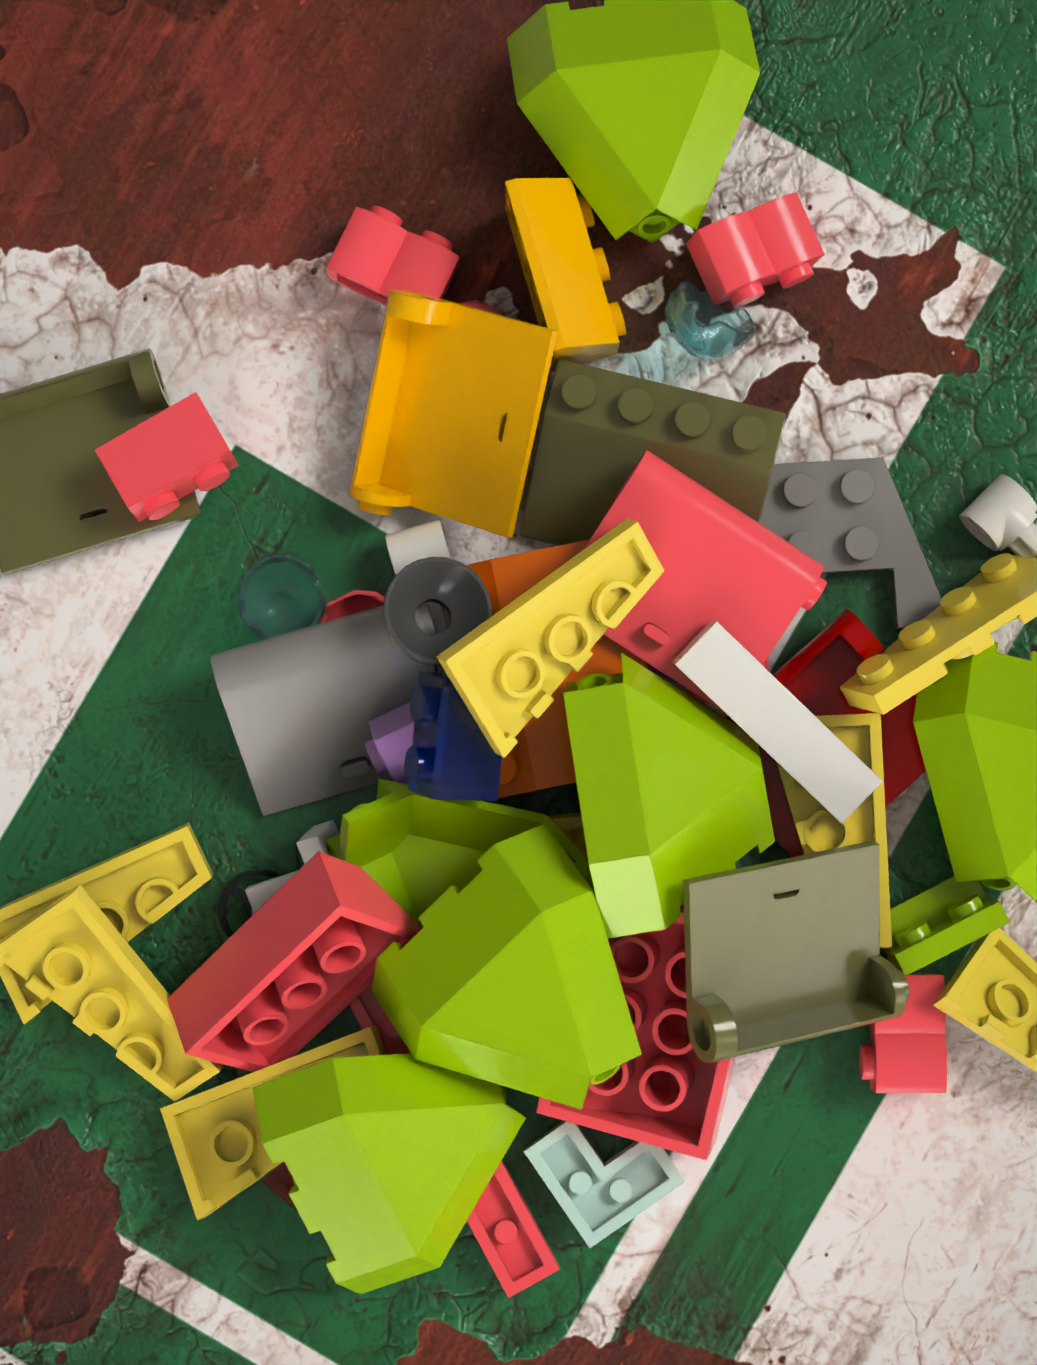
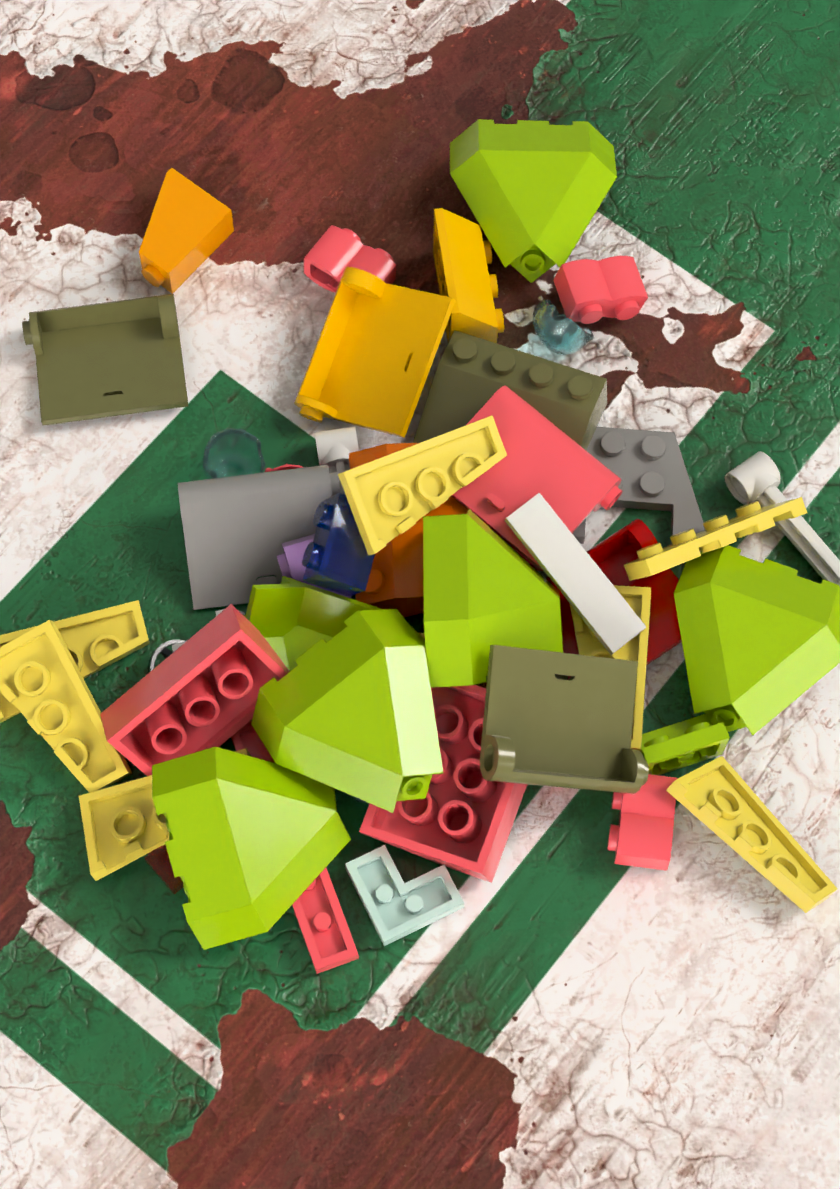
camera: 10 degrees right, 20 degrees down
(141, 242) = (182, 232): none -> light orange slope
(167, 459) = (172, 359): coral brick -> none
(437, 581) = (337, 447): dark grey piece -> none

